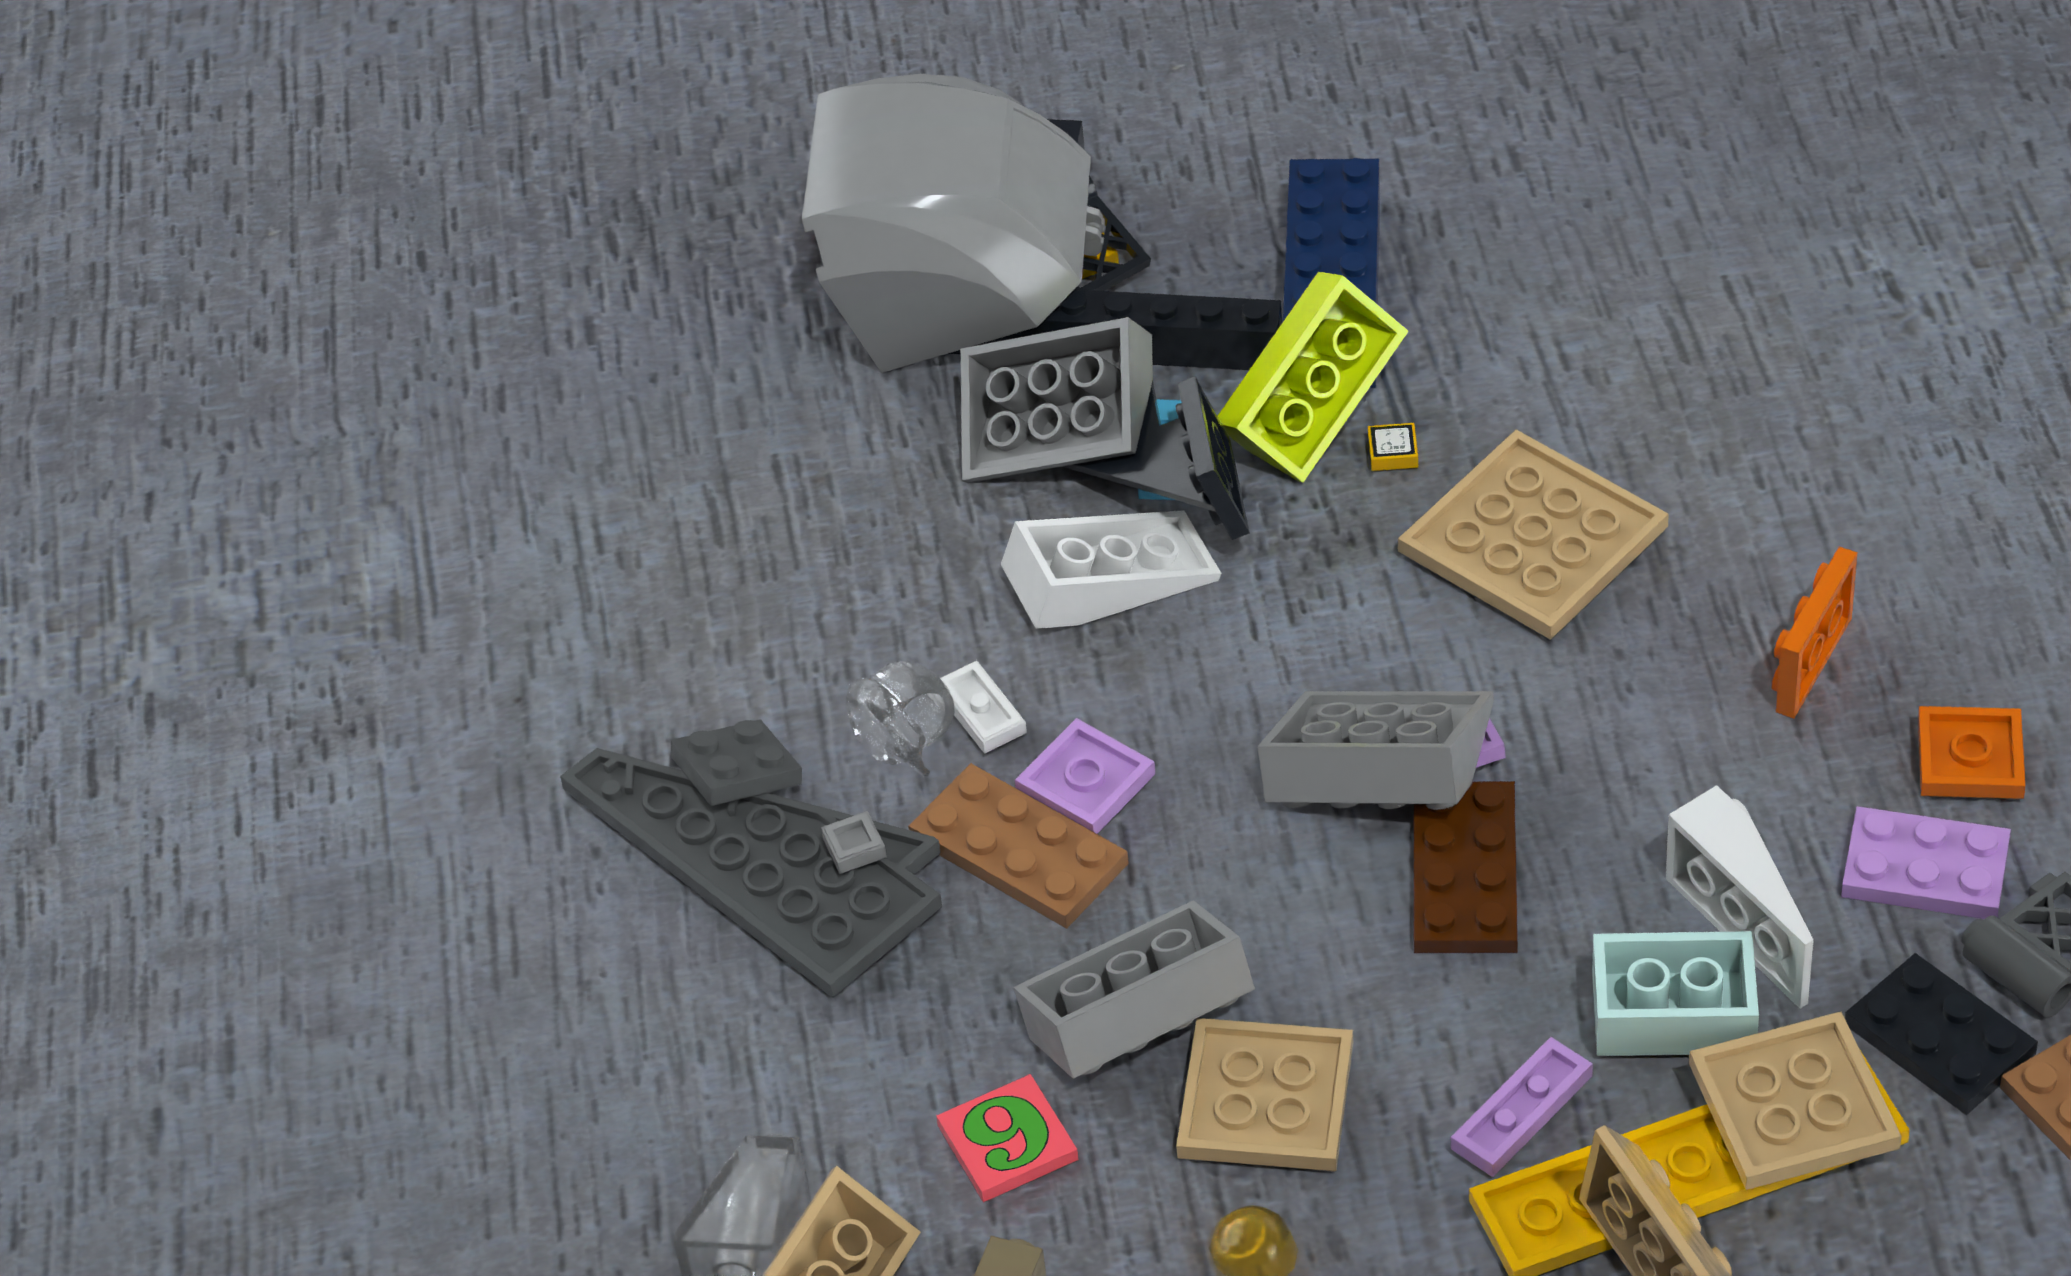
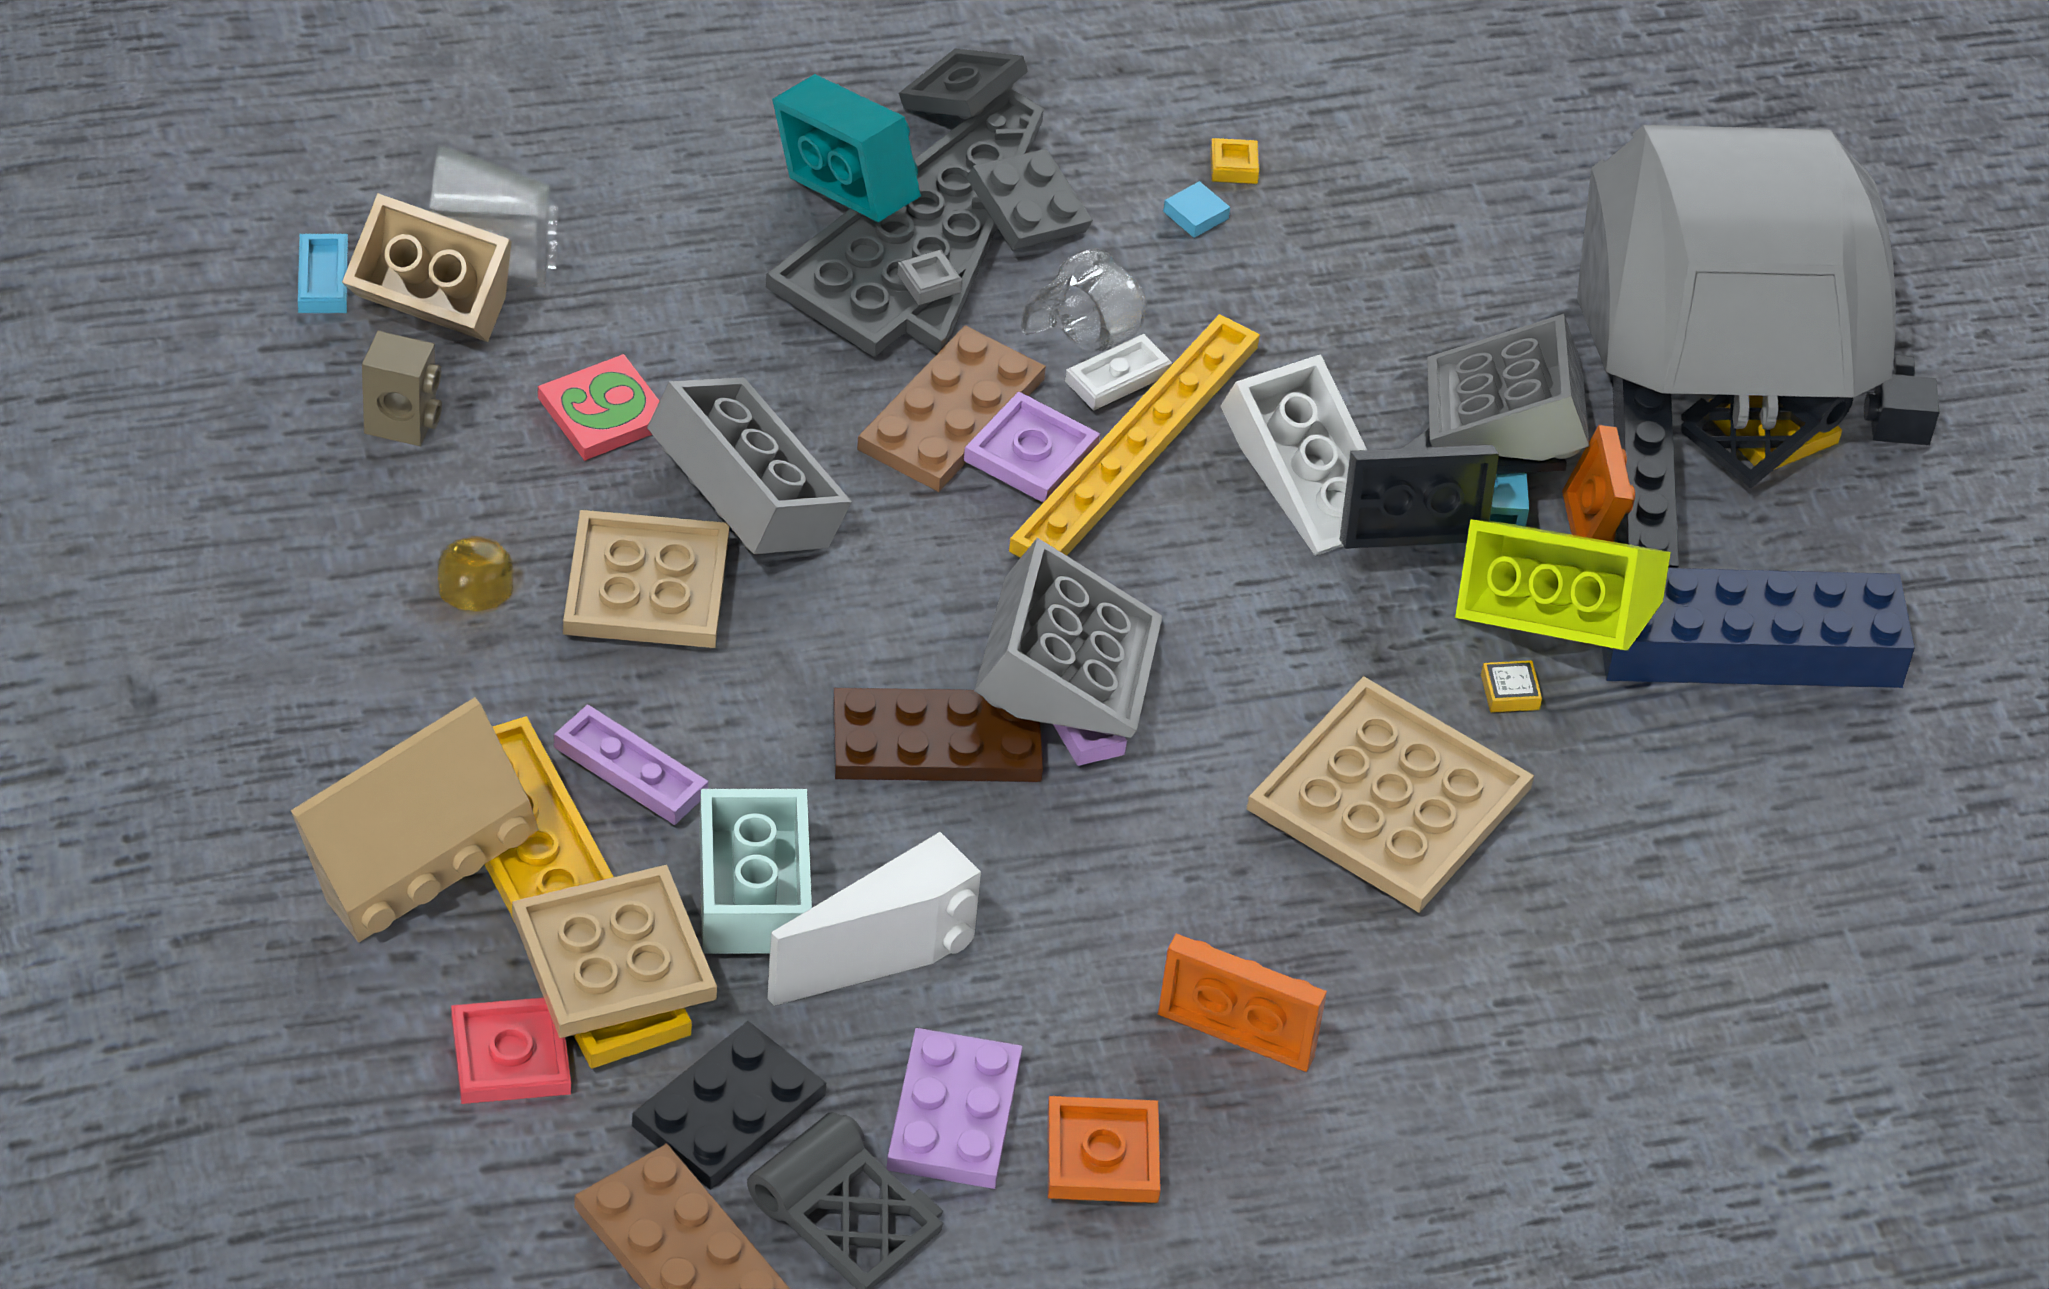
camera: 75 degrees right, 0 degrees up
(554, 810) = (963, 83): none -> dark grey plate
(673, 609) = (1234, 161): none -> yellow tile
(679, 889) = (847, 147): none -> teal brick
(744, 641) = (1196, 209): none -> medium azure tile
(1081, 695) = (1138, 438): none -> yellow plate
(1189, 346) = (1599, 488): none -> orange plate
(1890, 1209) = (508, 1051): none -> coral tile

